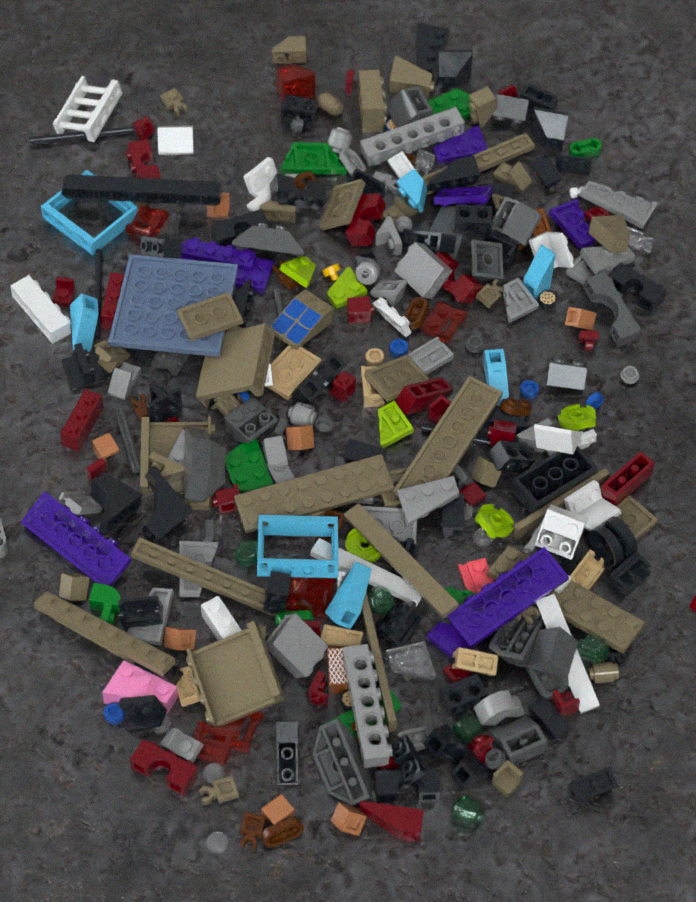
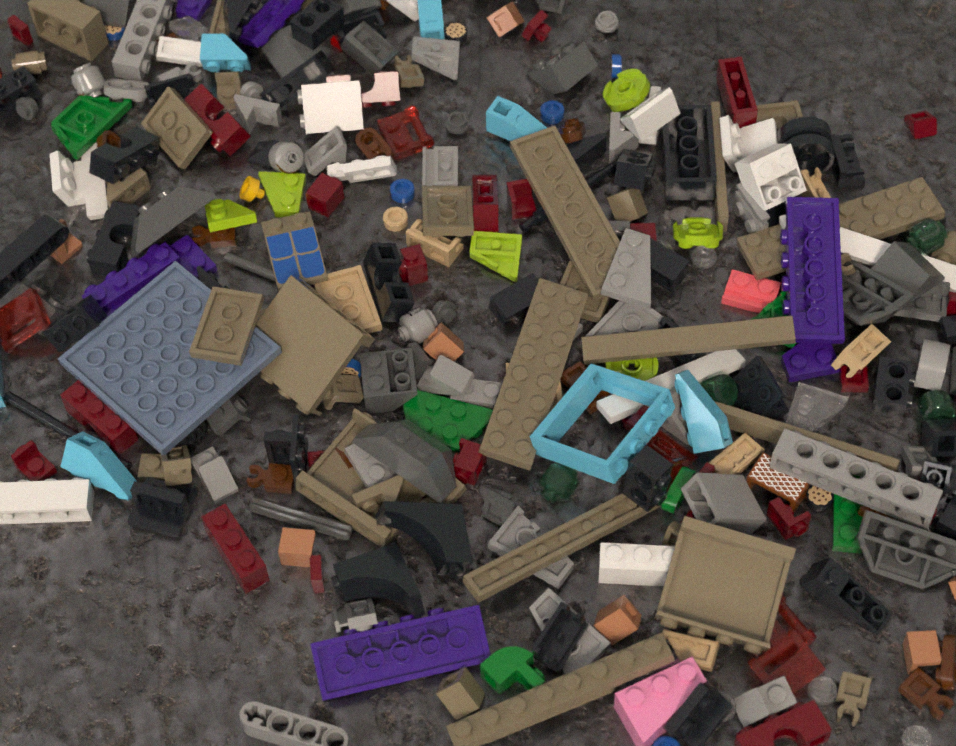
camera: 50 degrees left, 0 degrees up
(501, 432) = (597, 161): dark red brick -> none

